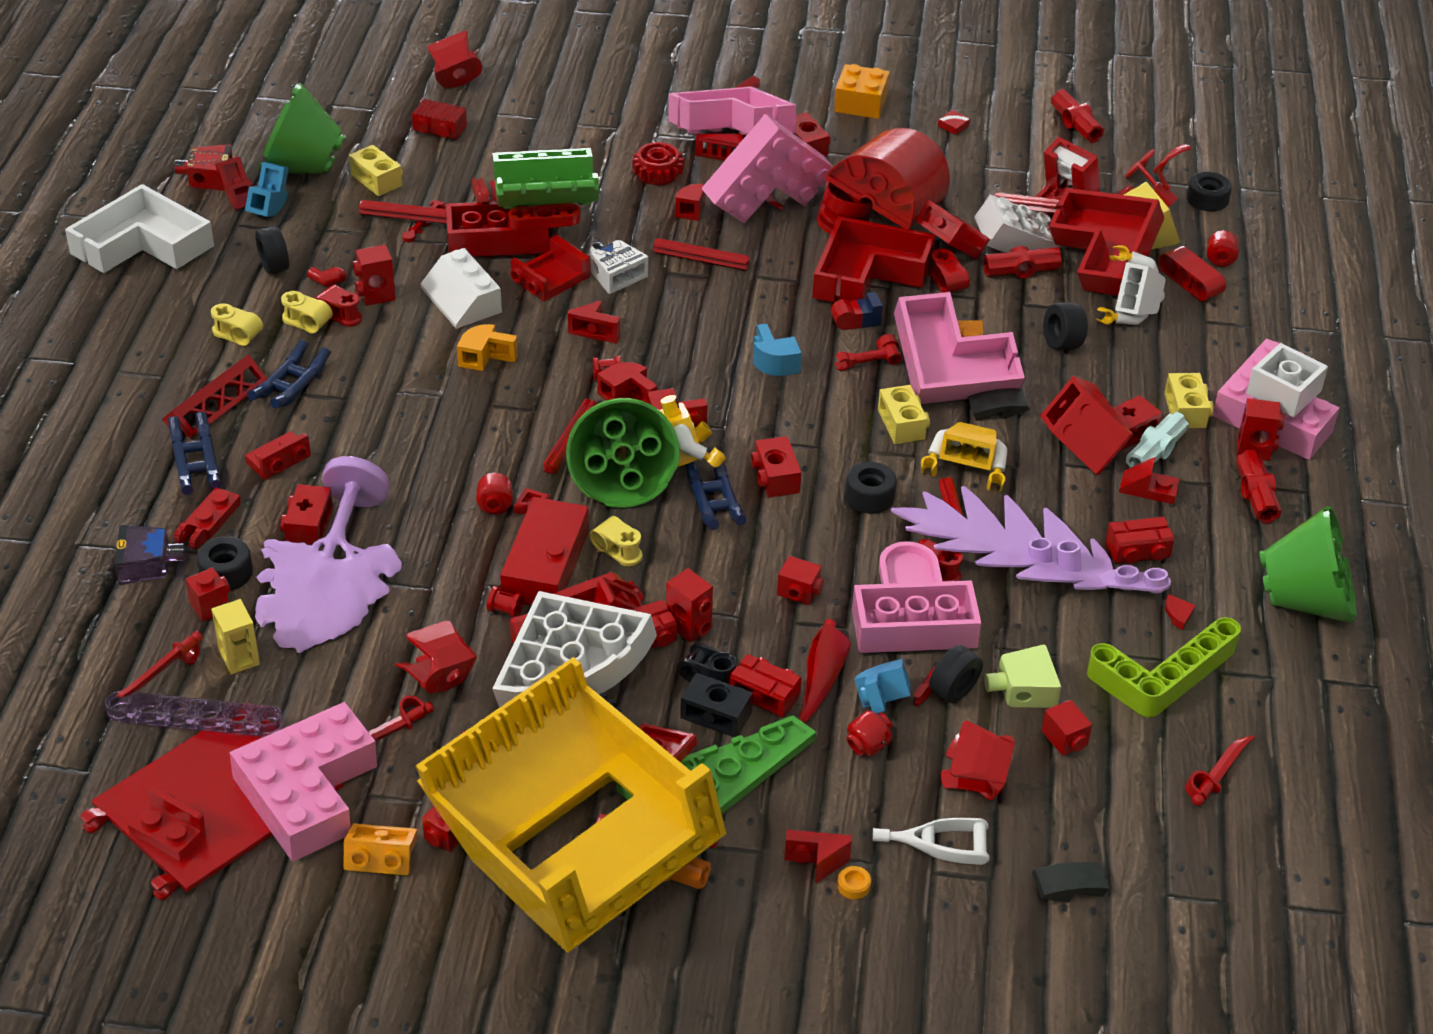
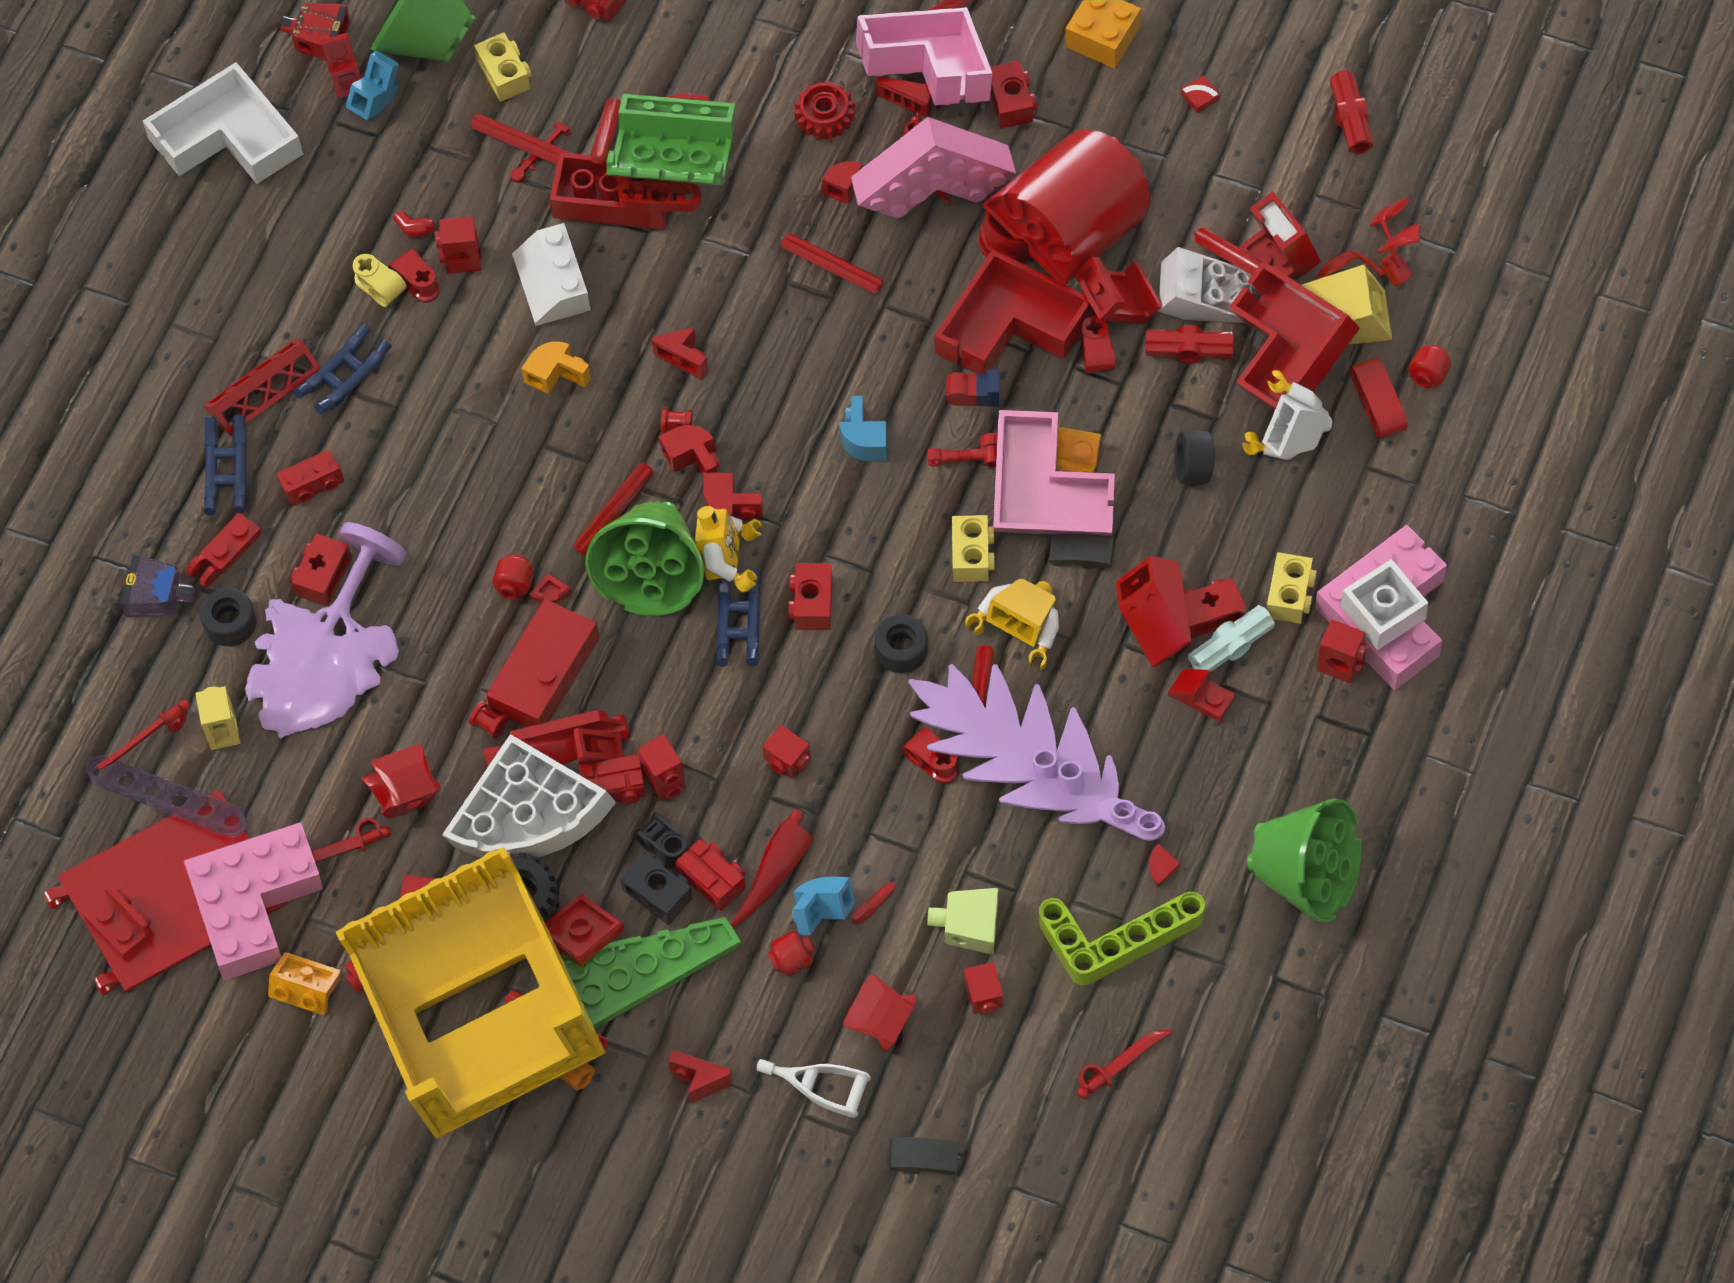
camera: 20 degrees right, 20 degrees up
(206, 592) = (205, 653): red brick -> none
(235, 326) = (301, 285): light yellow piece -> none
(272, 249) = (359, 183): black tyre -> none
(552, 271) = (657, 262): red panel -> none
(617, 265) = (731, 267): white torso -> none
(618, 541) = (619, 662): light yellow piece -> none
(854, 882) = (724, 1112): light orange tile -> none
(914, 605) = (886, 812): bright pink brick -> none
(956, 673) = (897, 904): black tyre -> none
(1139, 540) = (1155, 770): red brick -> none
(1209, 191) = (1457, 252): black tyre -> none
(1258, 486) = (1314, 722): red piece -> none

